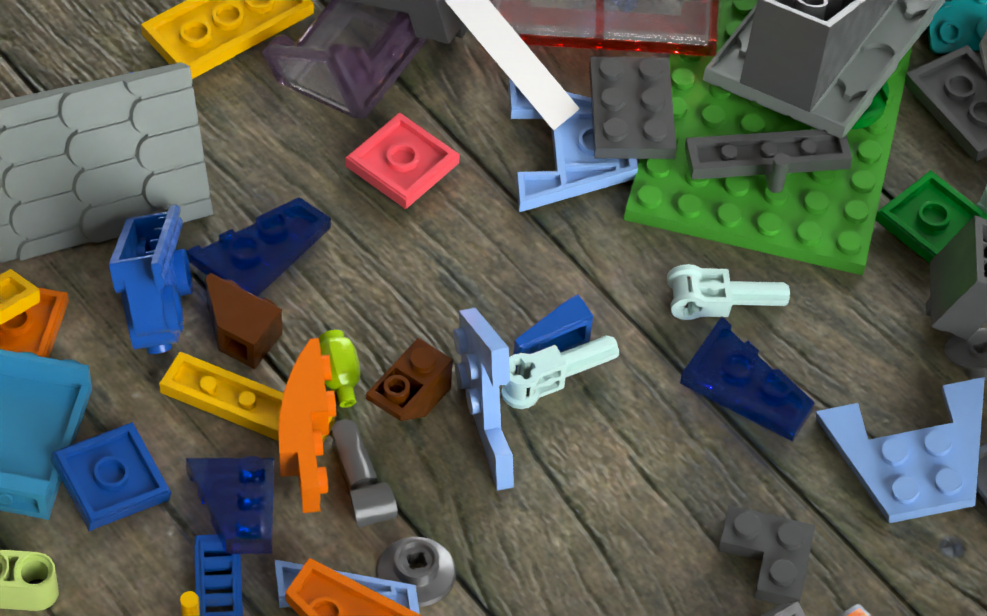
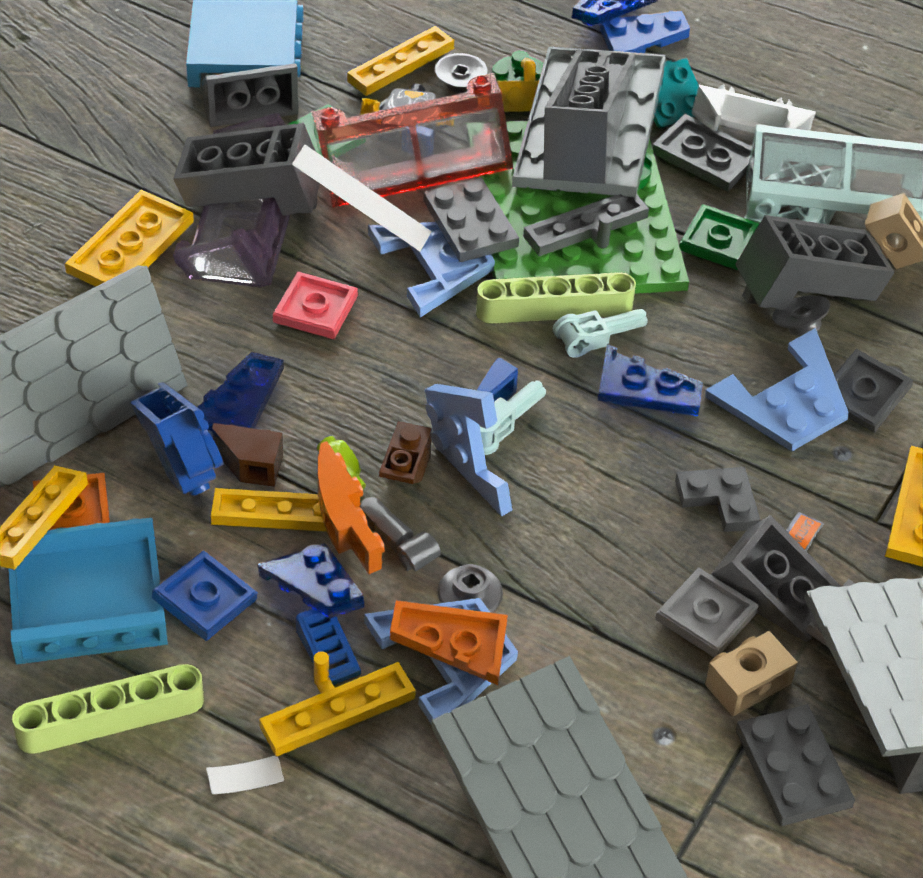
camera: 20 degrees left, 5 degrees down
(689, 237) = (554, 297): none -> yellowish green beam

